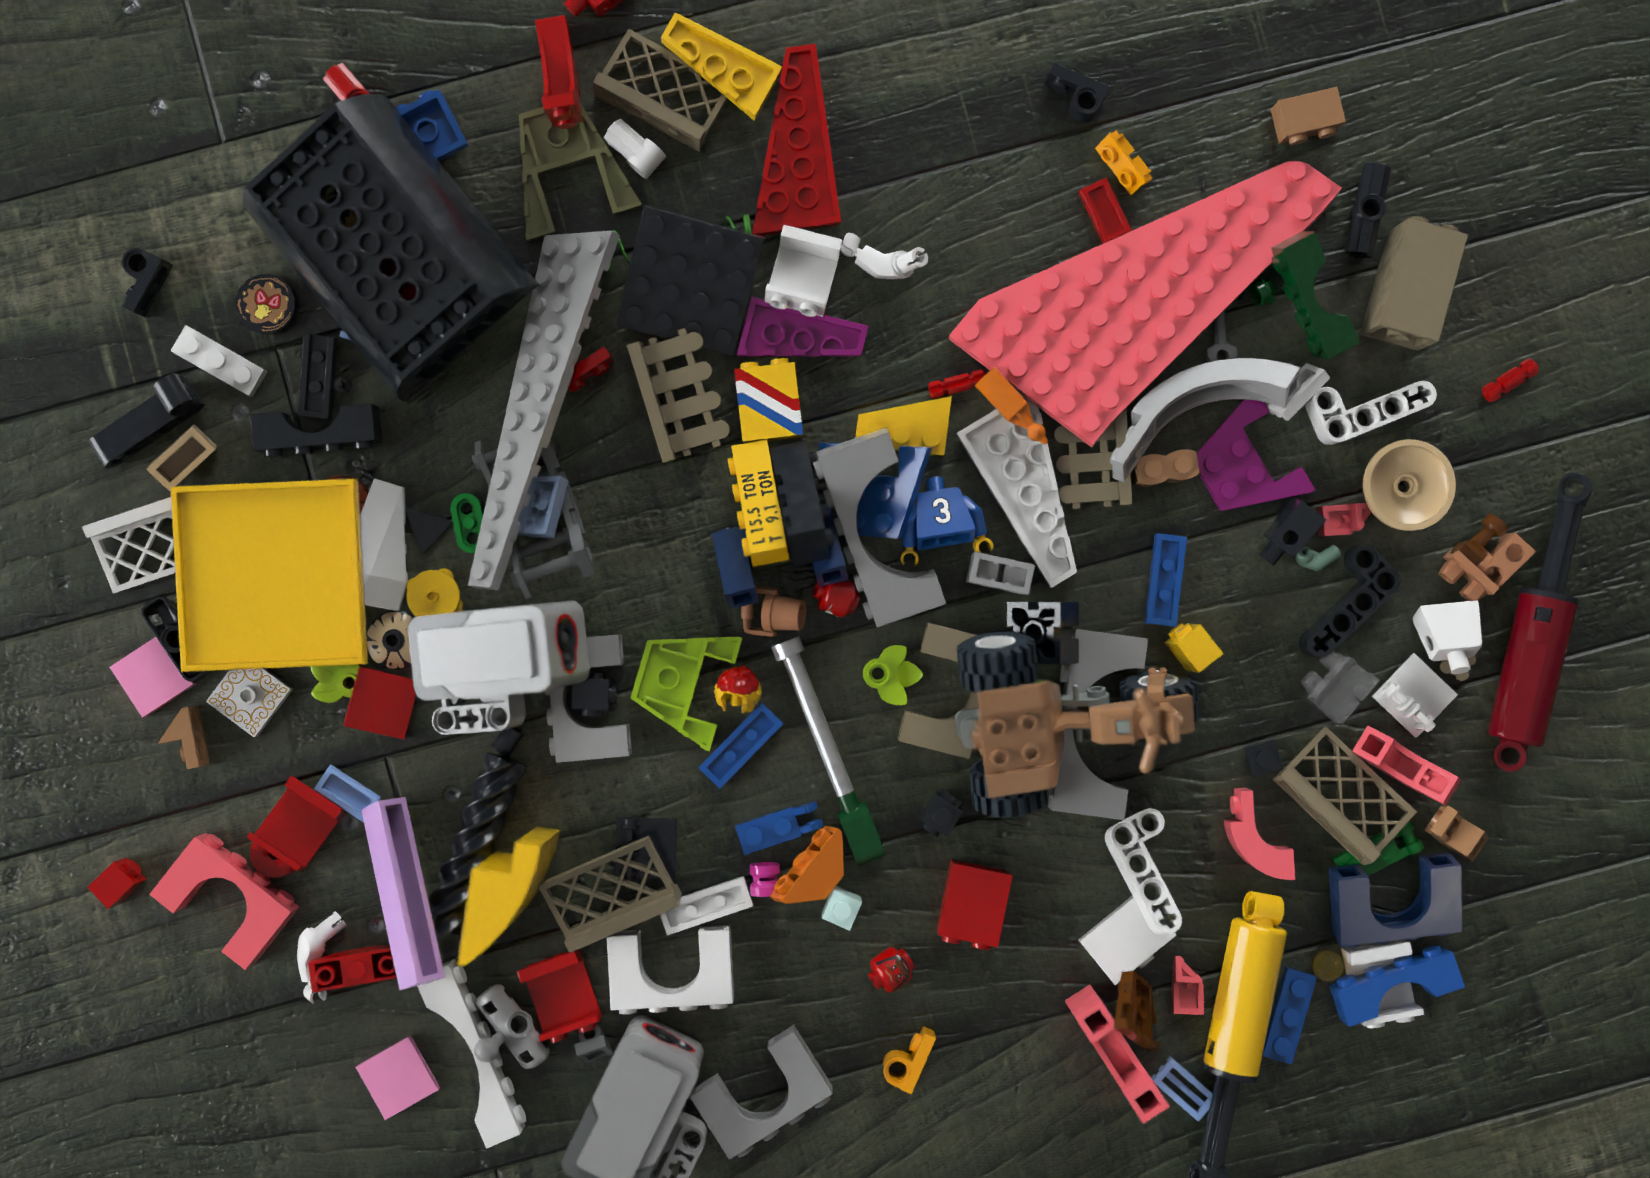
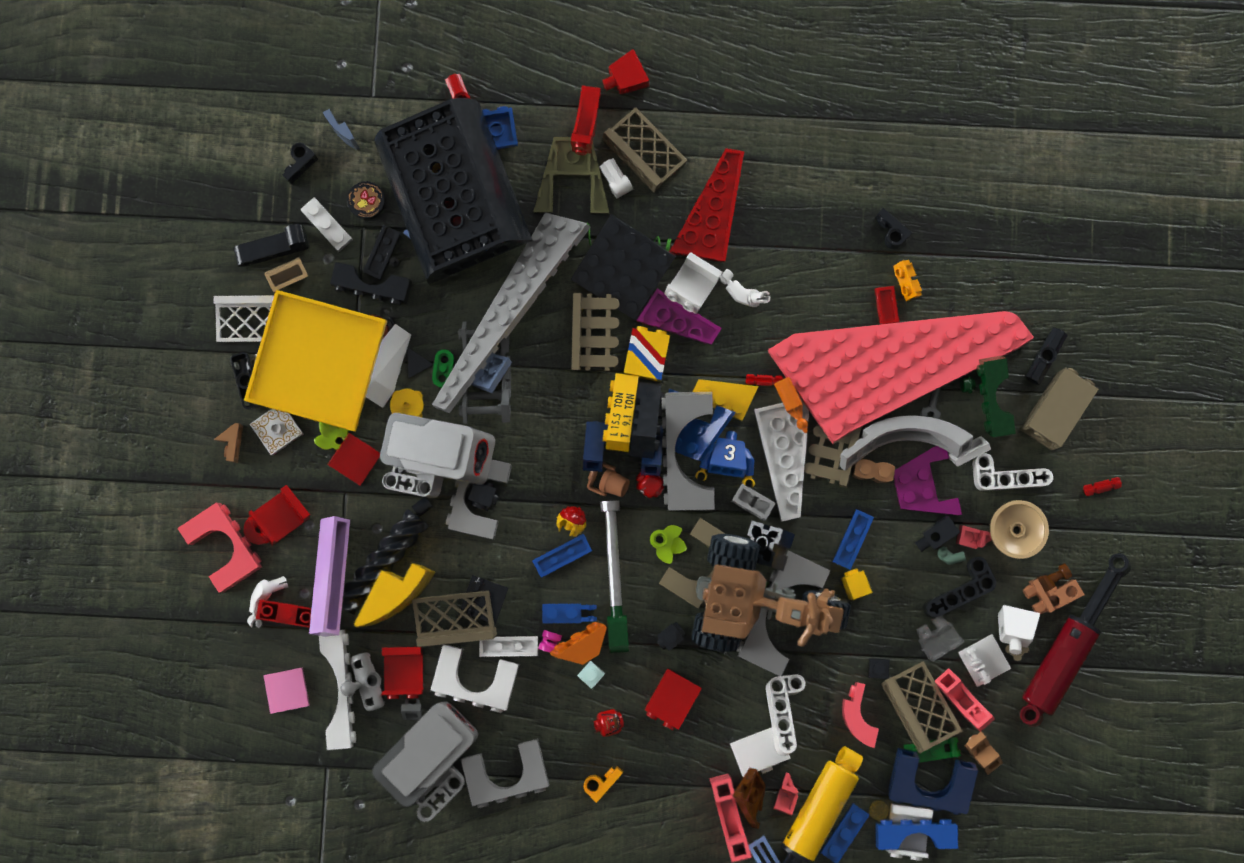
camera: 25 degrees right, 5 degrees down
(117, 882) = (159, 515): red brick -> none
(150, 677) = (221, 398): bright pink tile -> none
(189, 207) = (341, 130): none -> sand blue slope
(345, 792) = (314, 505): light blue tile -> none
(378, 634) = (364, 428): tan dish -> none
(594, 364) = (550, 298): red plate -> none
(670, 677) = (533, 500): lime wing -> none
(727, 66) = (687, 148): yellow wing -> none
(1308, 116) = (1027, 288): medium nougat brick -> none

